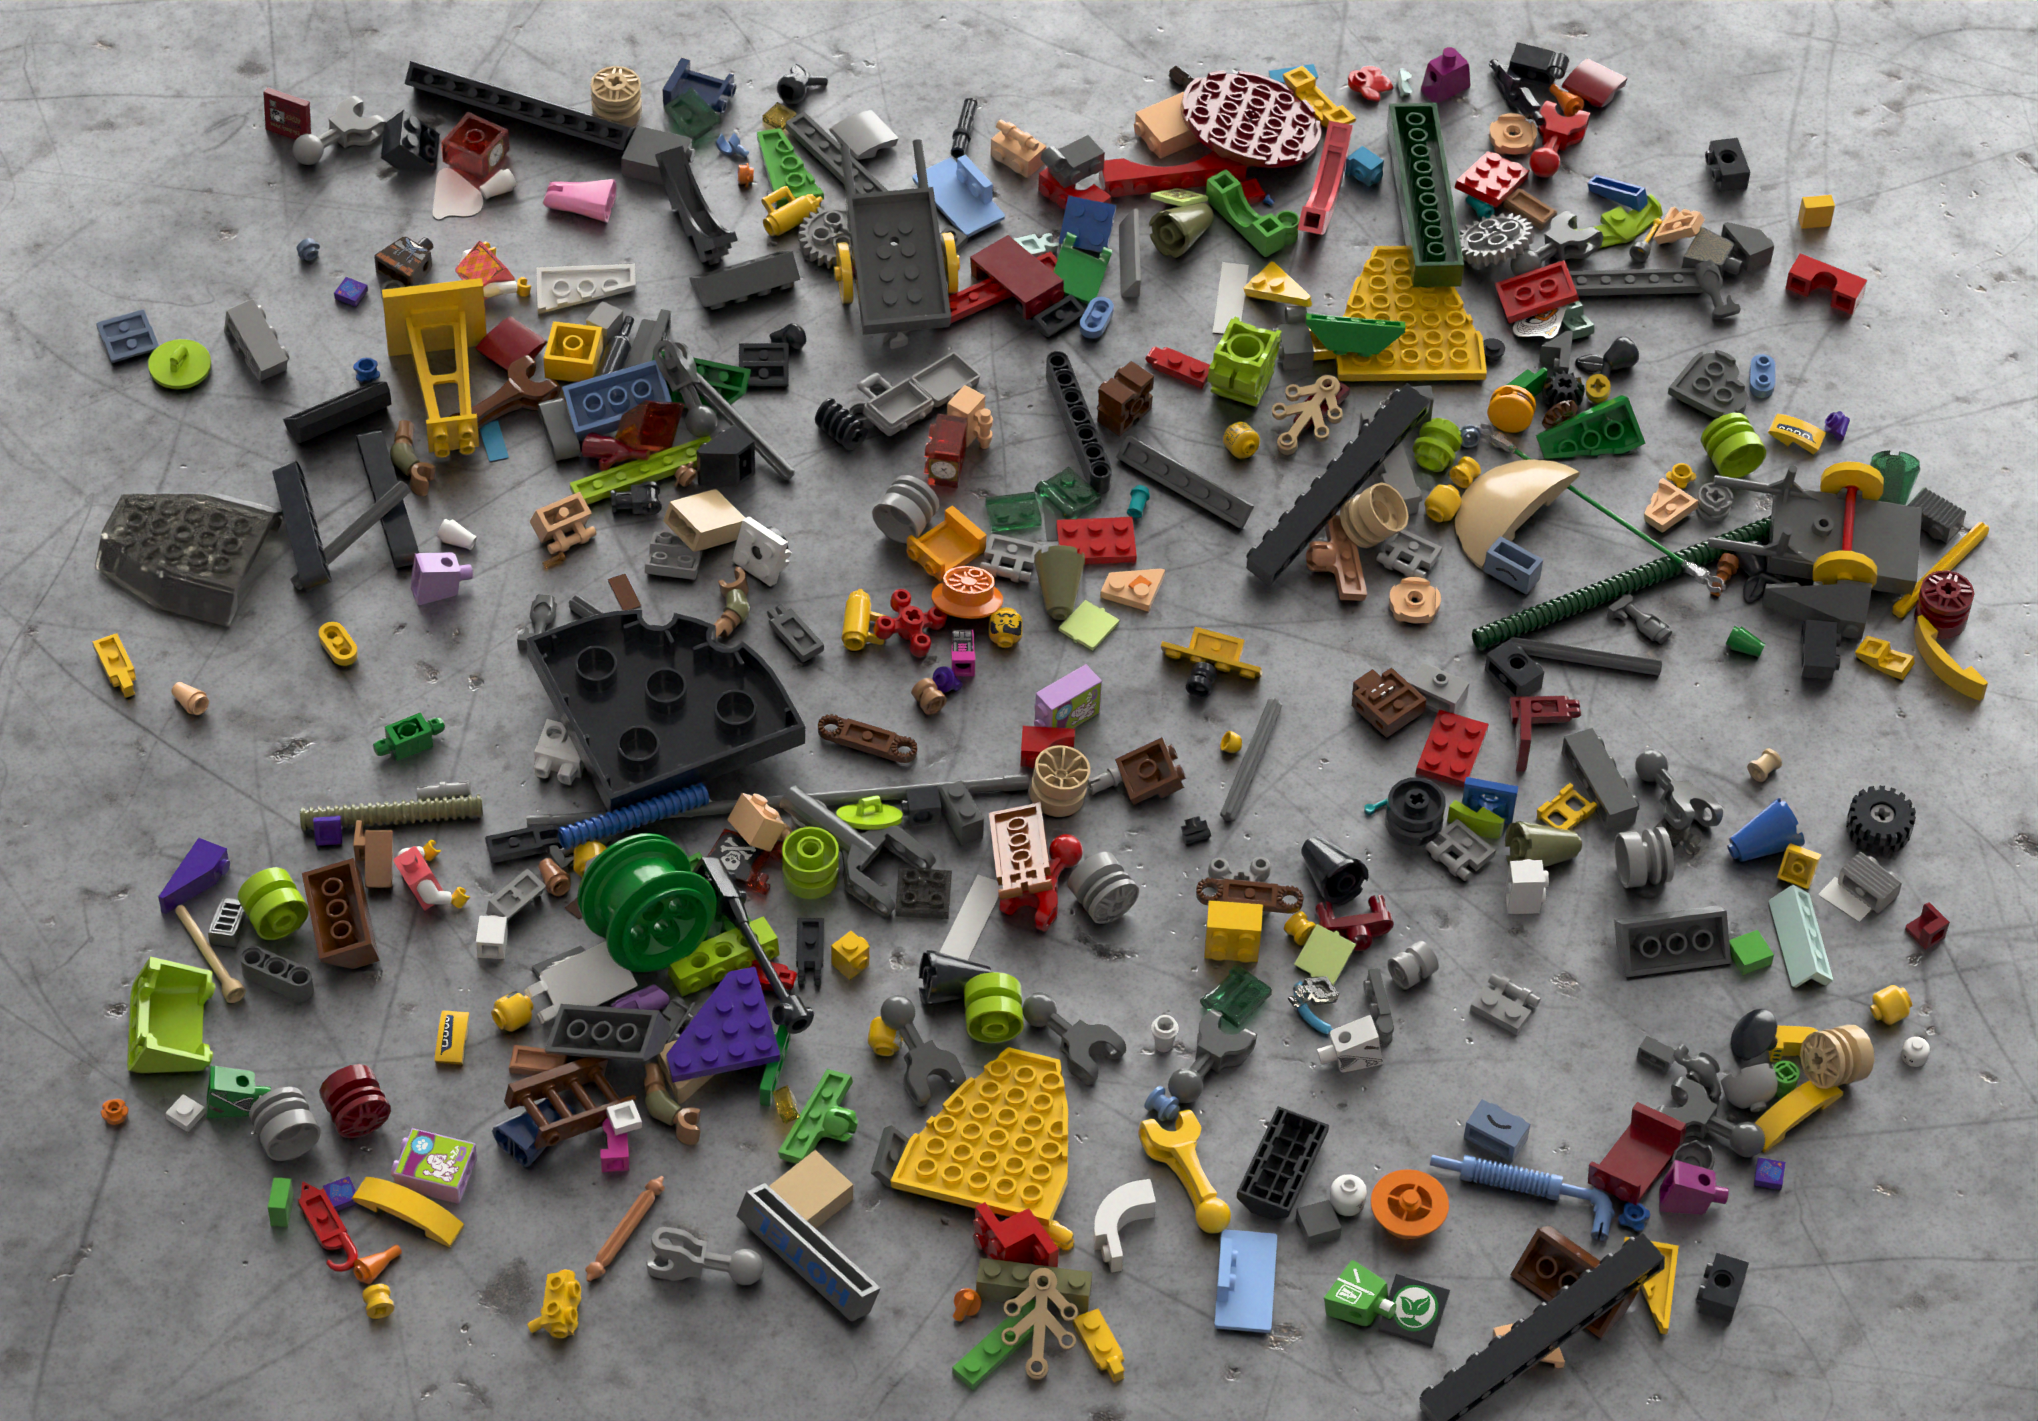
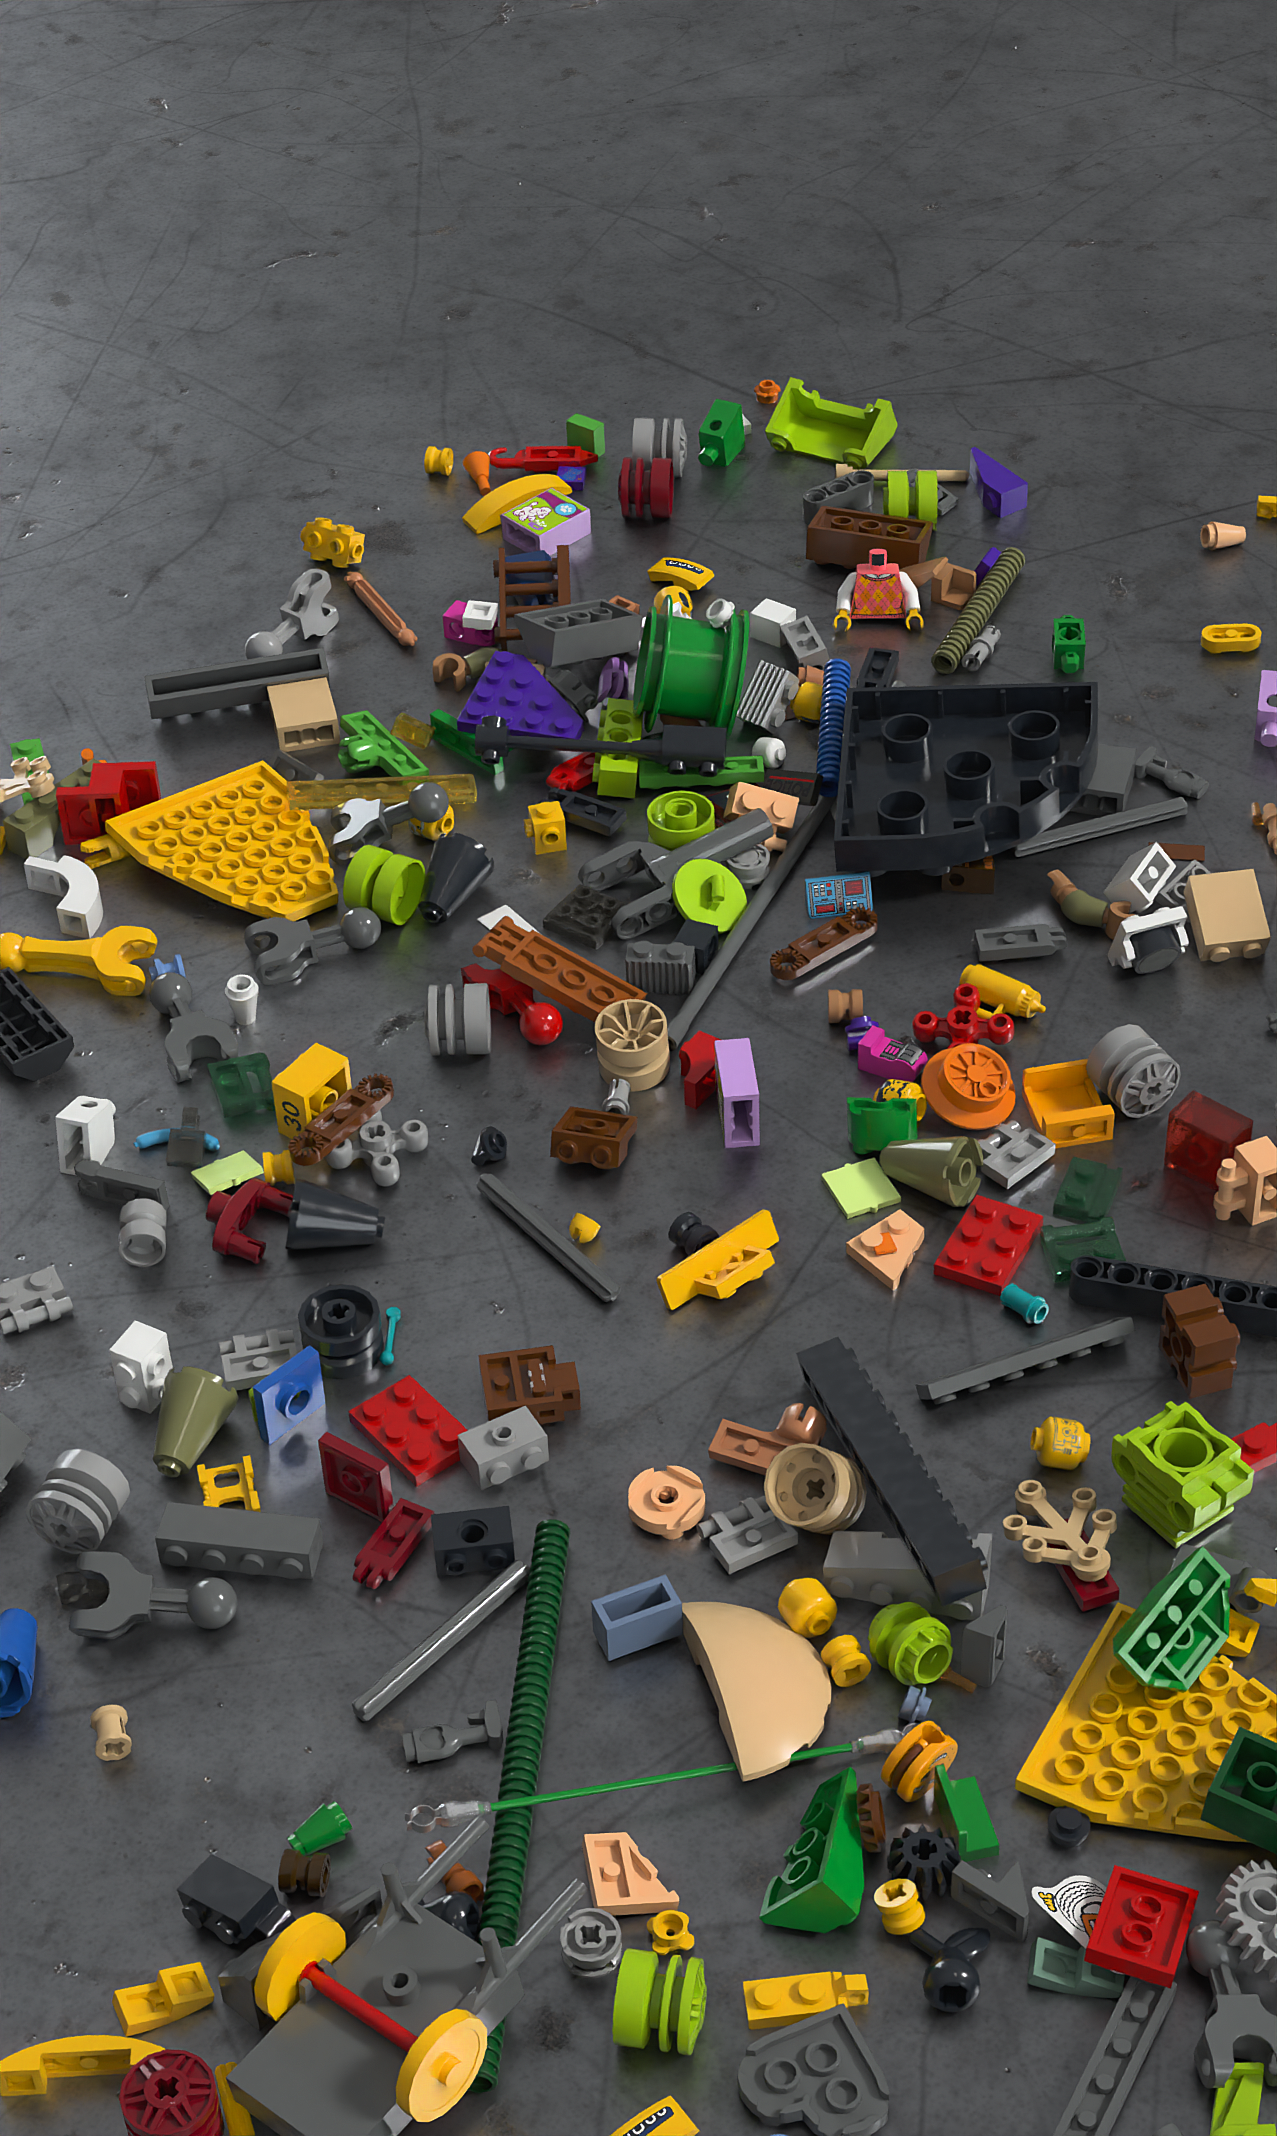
camera: 125 degrees right, 10 degrees down
(628, 861) = (720, 613): none -> white plate
(691, 583) = (1141, 878): none -> white brick
(717, 816) = (794, 783): none -> pearl dark grey tile
(813, 759) = (837, 894): none -> slope
(879, 1079) = (391, 790): none -> clear yellow plate
(1040, 623) = (876, 1124): none -> green cylinder
(1673, 411) = (798, 1997): none -> yellow hinge
(1775, 634) = (304, 1873): none -> dark brown wheel

